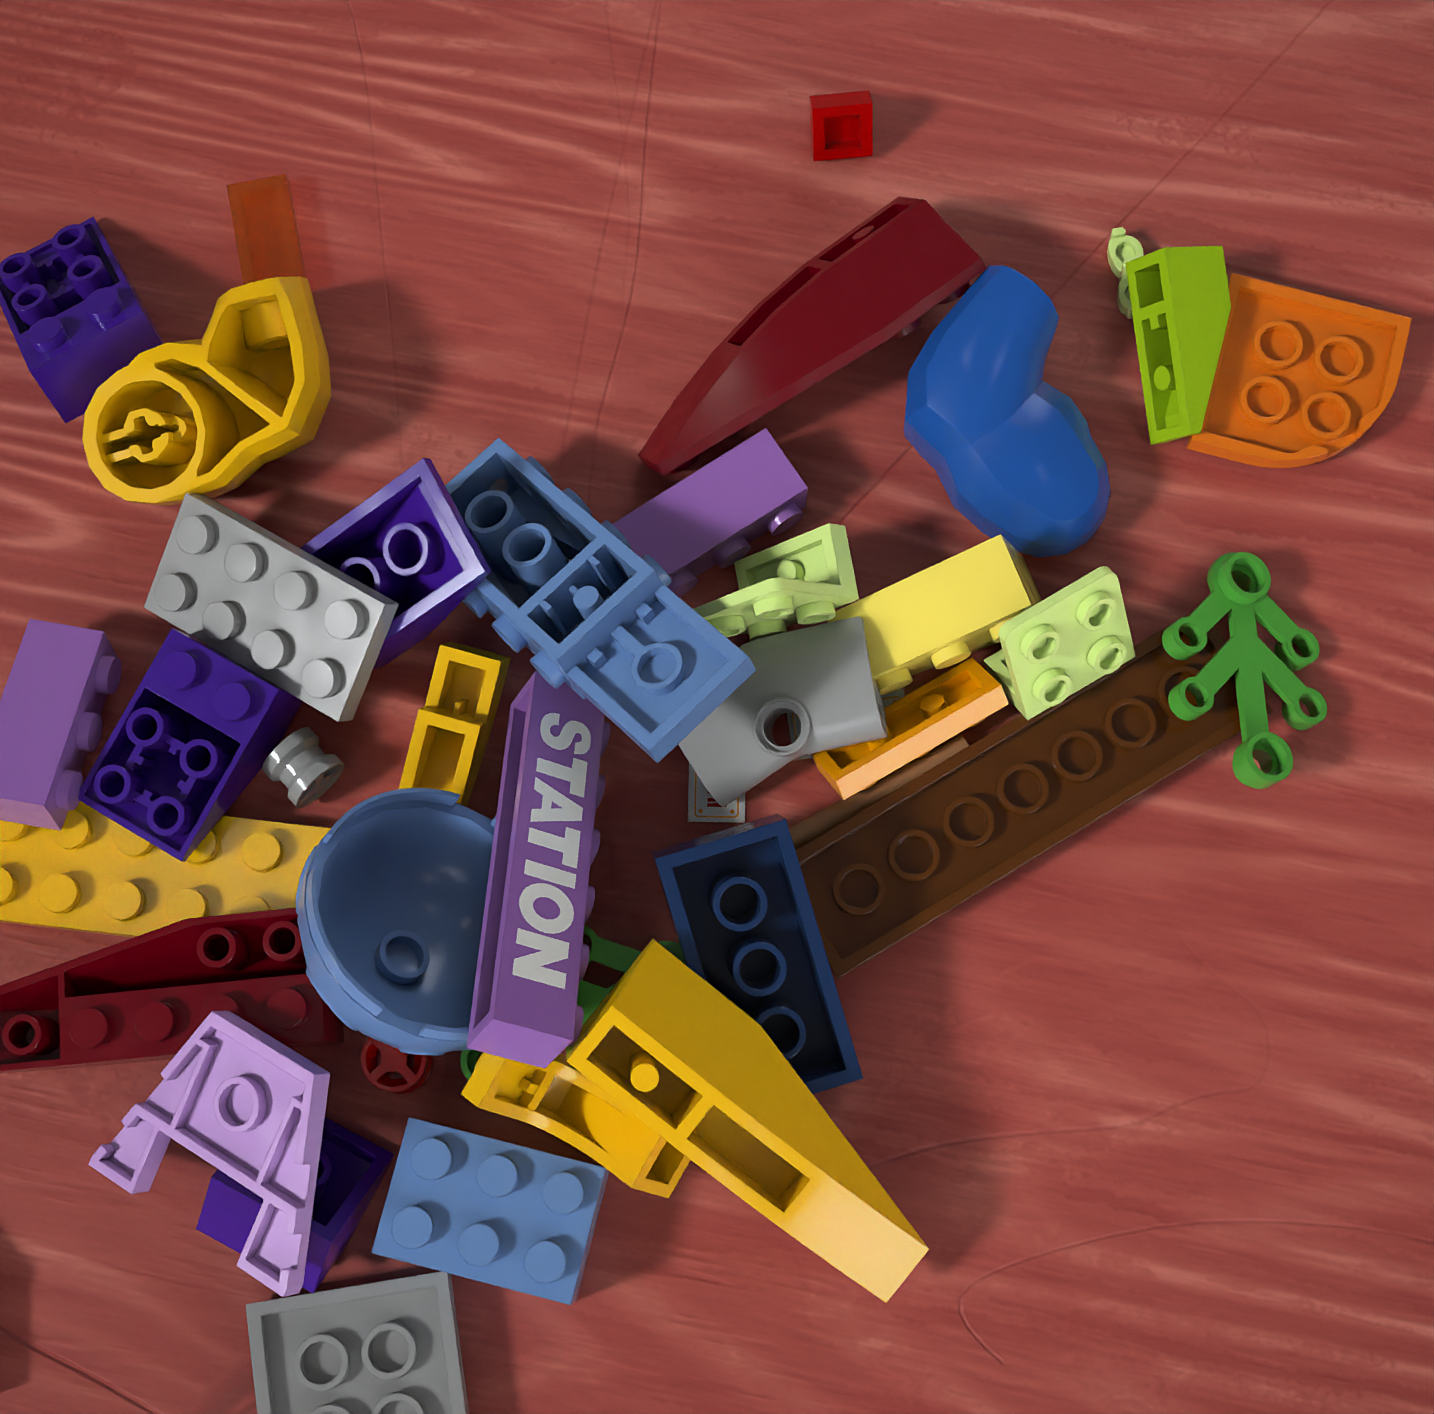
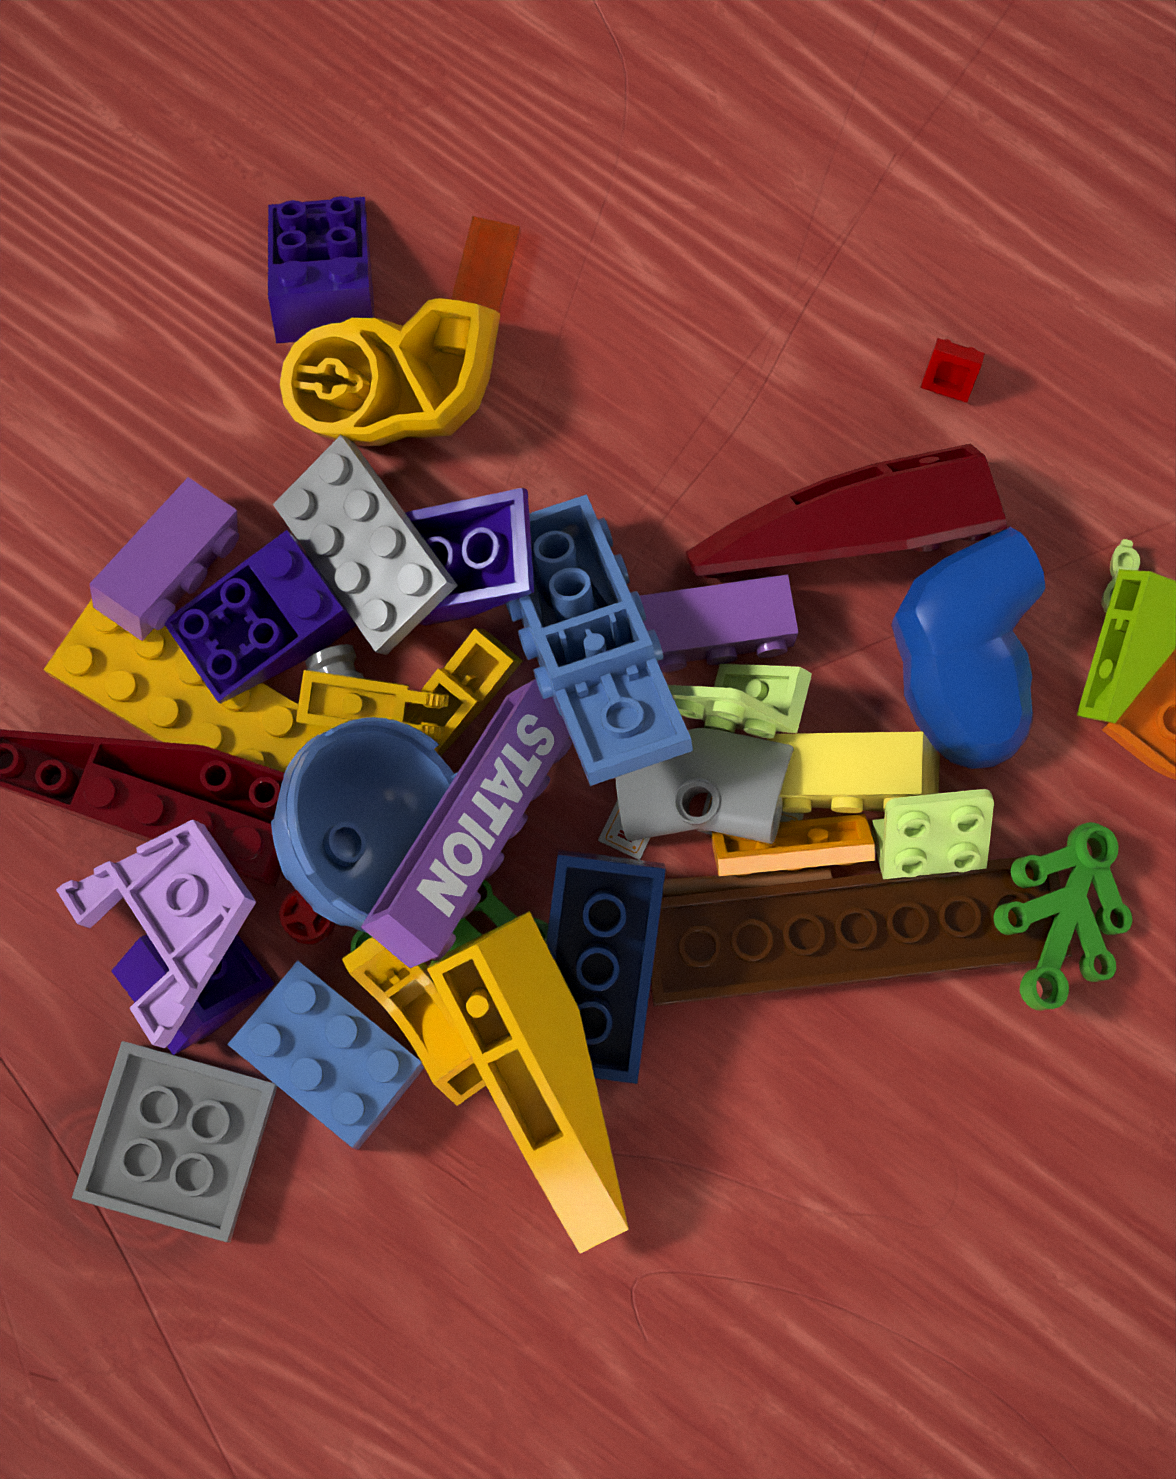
camera: 20 degrees right, 0 degrees up
(320, 794) = (337, 698): none -> yellow hinge

